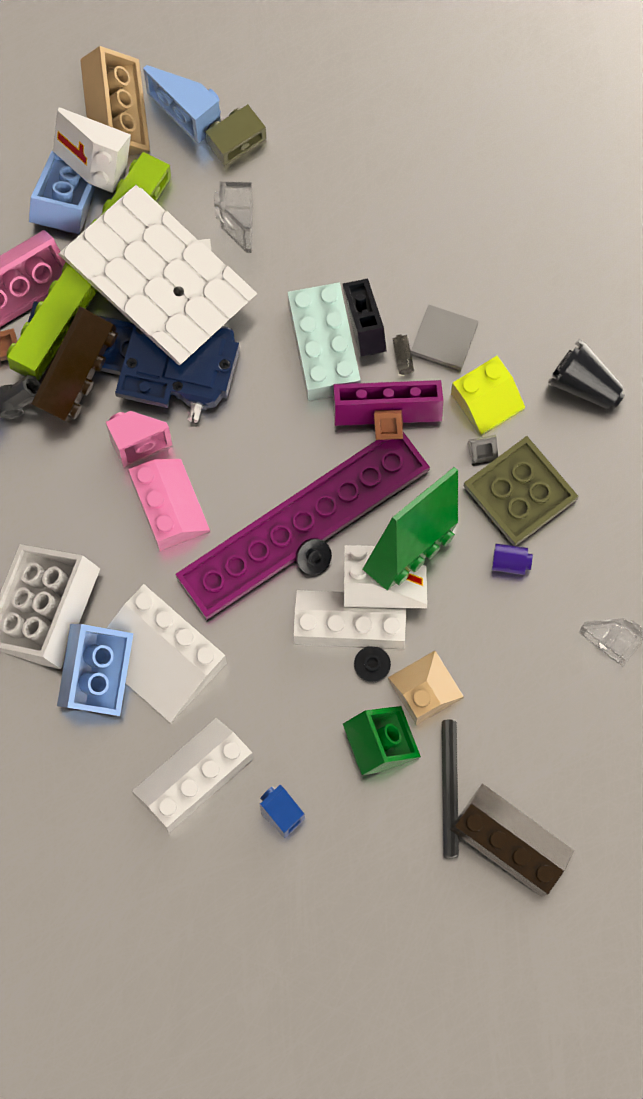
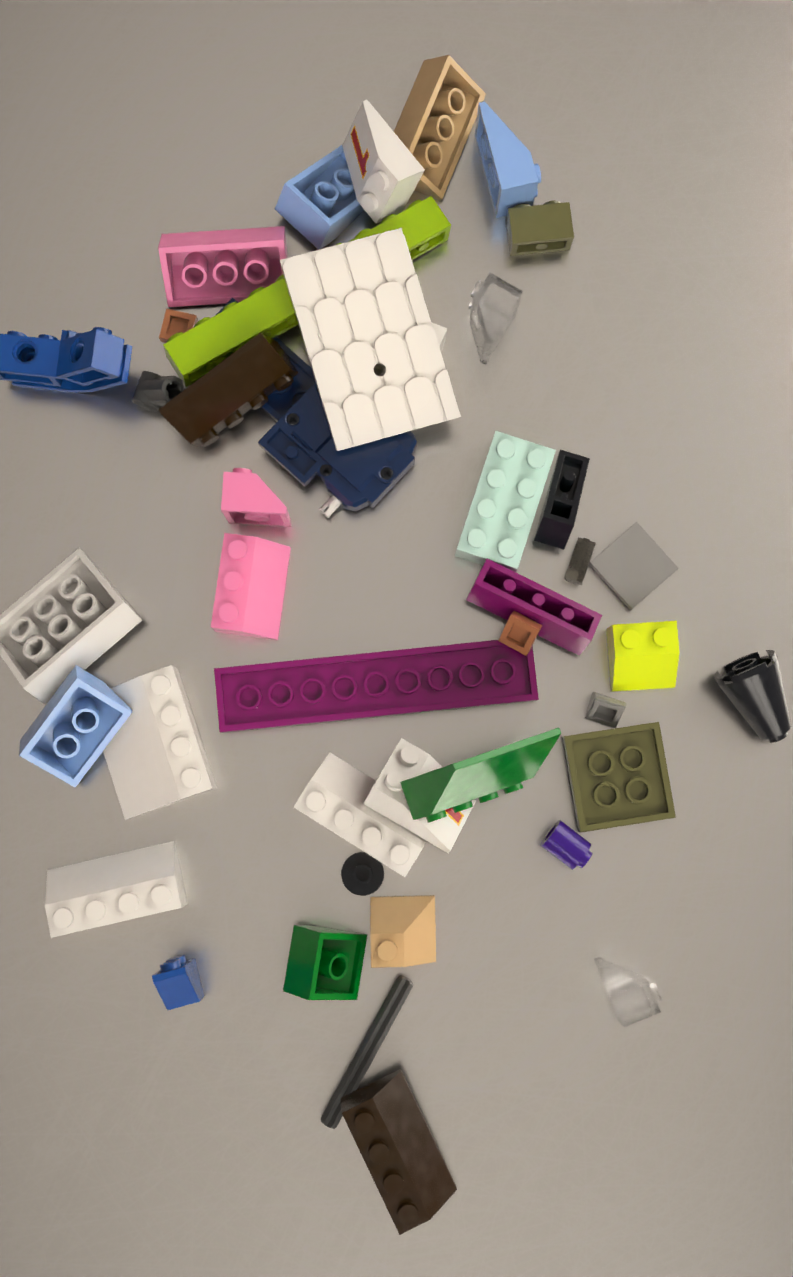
camera: 25 degrees right, 10 degrees up
(313, 556) = (365, 727): black piece -> none

